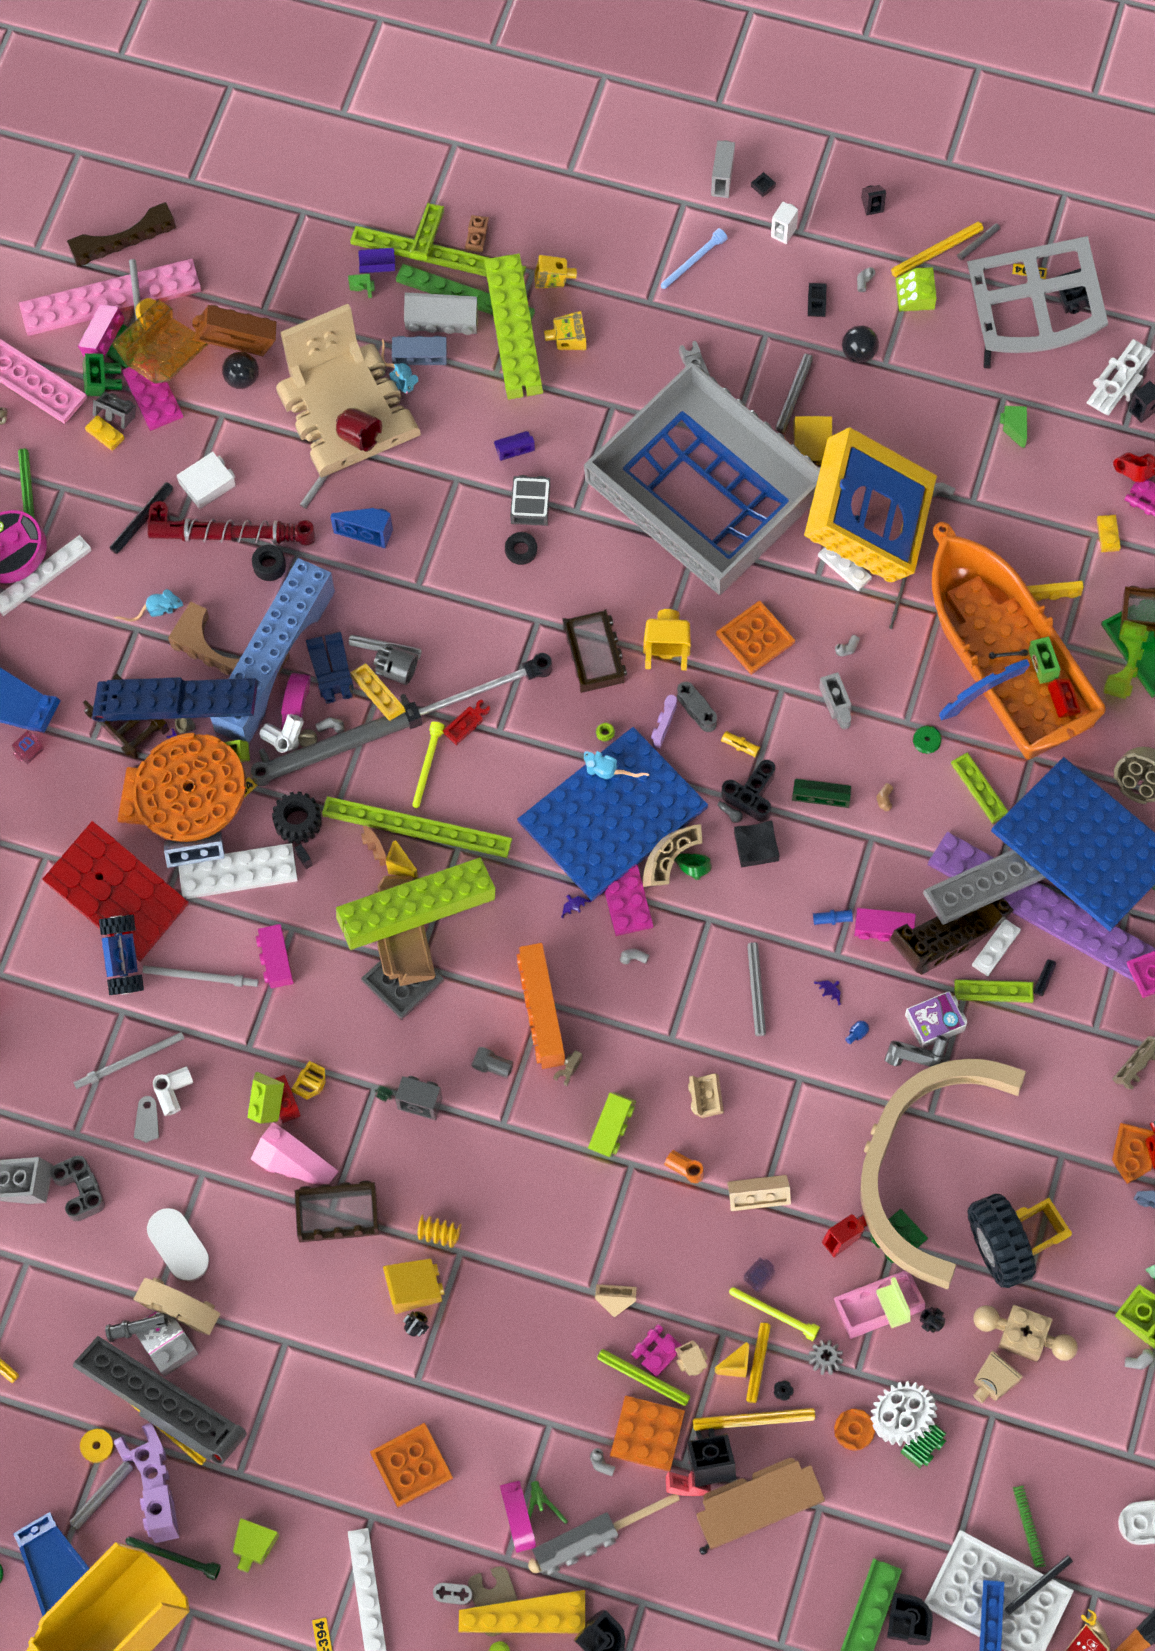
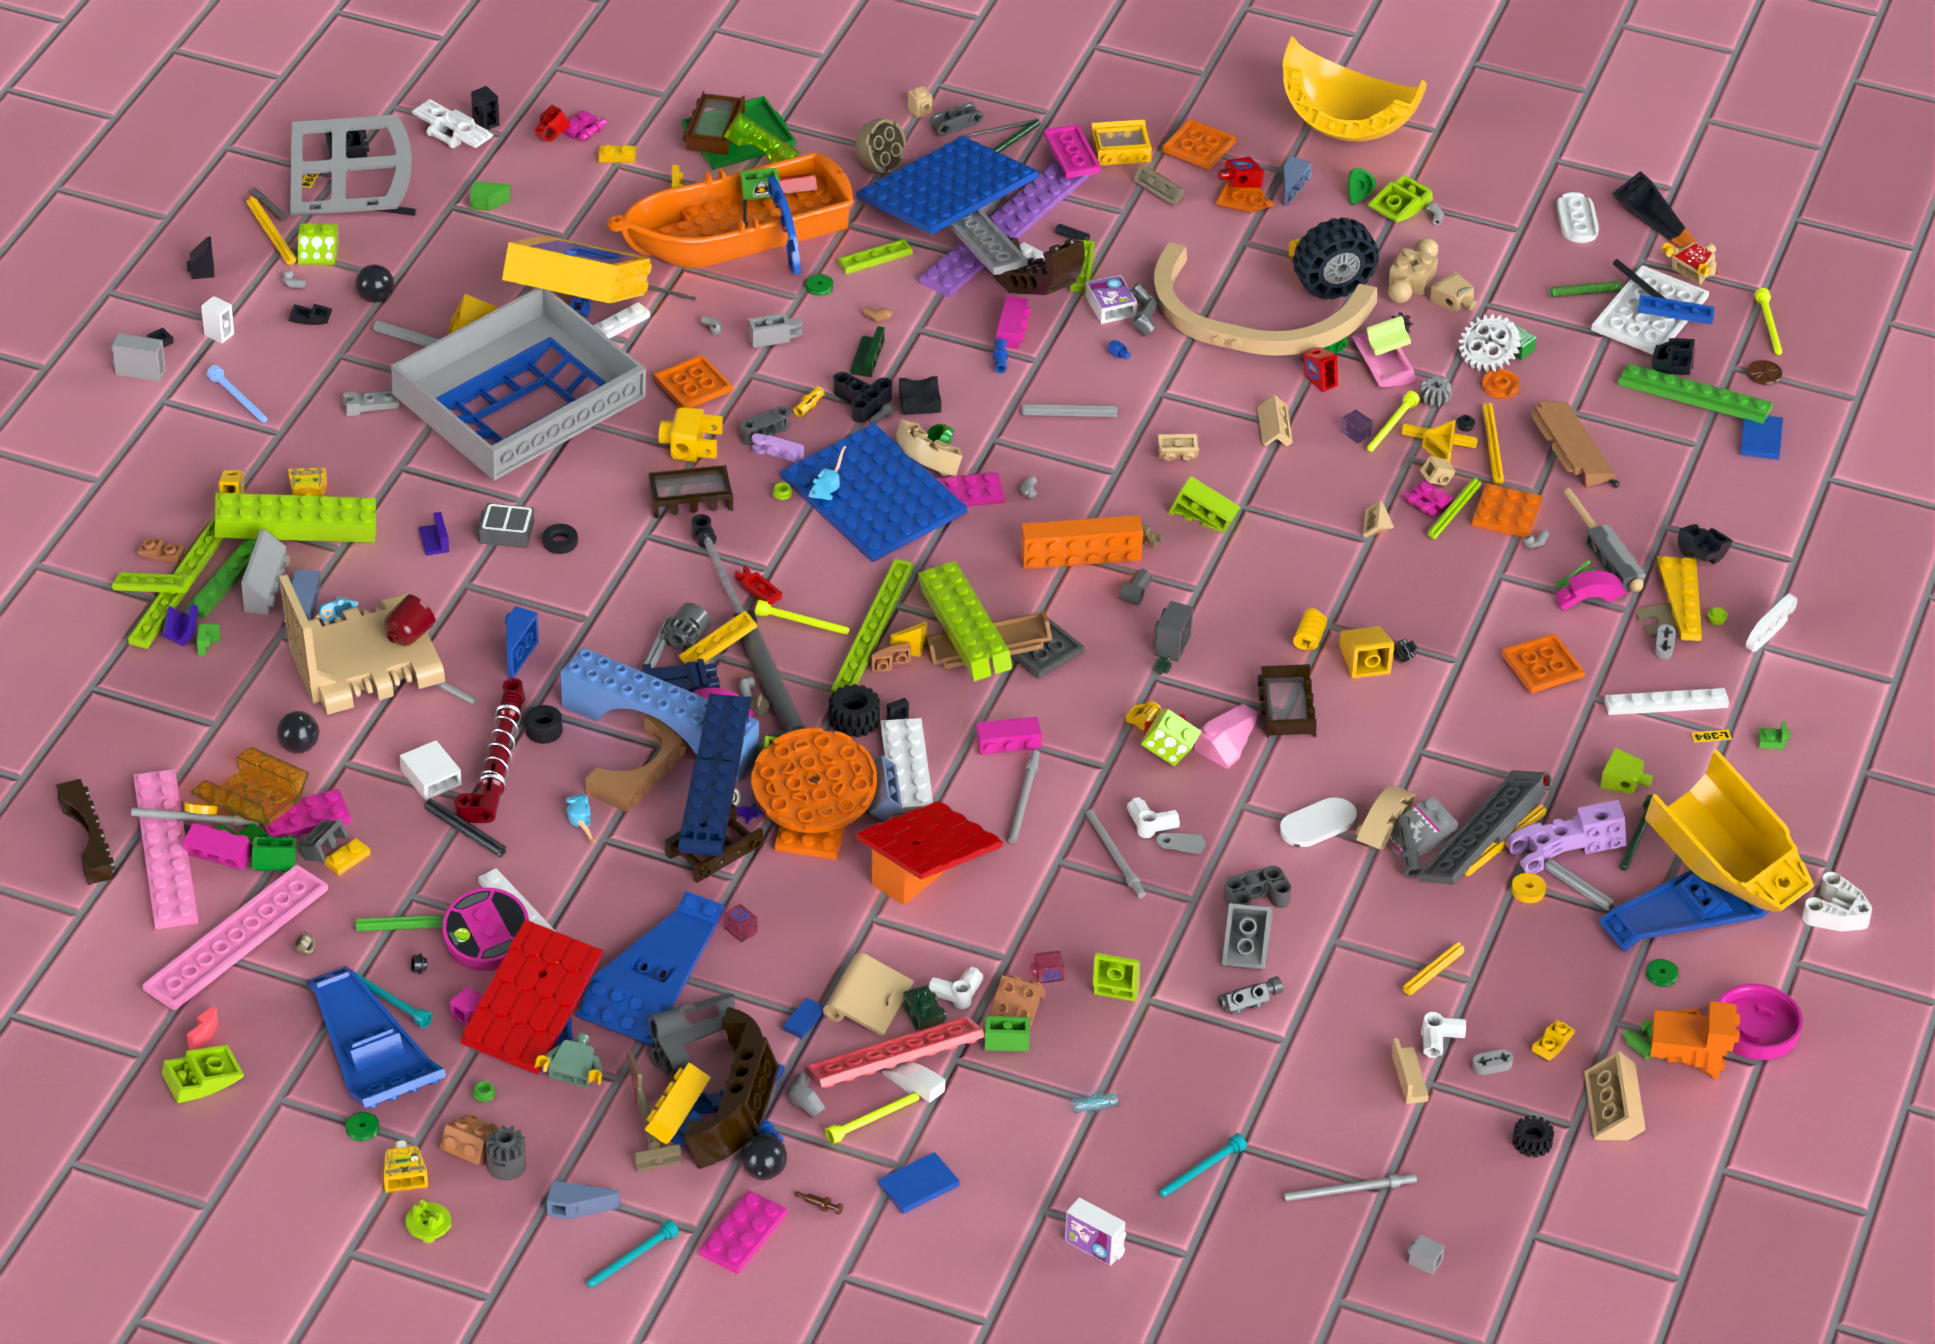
camera: 90 degrees left, 25 degrees down
(120, 955) = (977, 832): plate -> none
(235, 330) = (254, 719): dark orange piece -> none
(279, 737) = (758, 707): white piece -> none
(573, 904) = (969, 526): dark purple piece -> none
(683, 1165) = (1249, 465): orange piece -> none
(684, 1485) = (1556, 483): coral slope -> none
(711, 1459) = (1532, 461): black hinge -> none
(830, 989) = (1070, 365): dark purple piece -> none

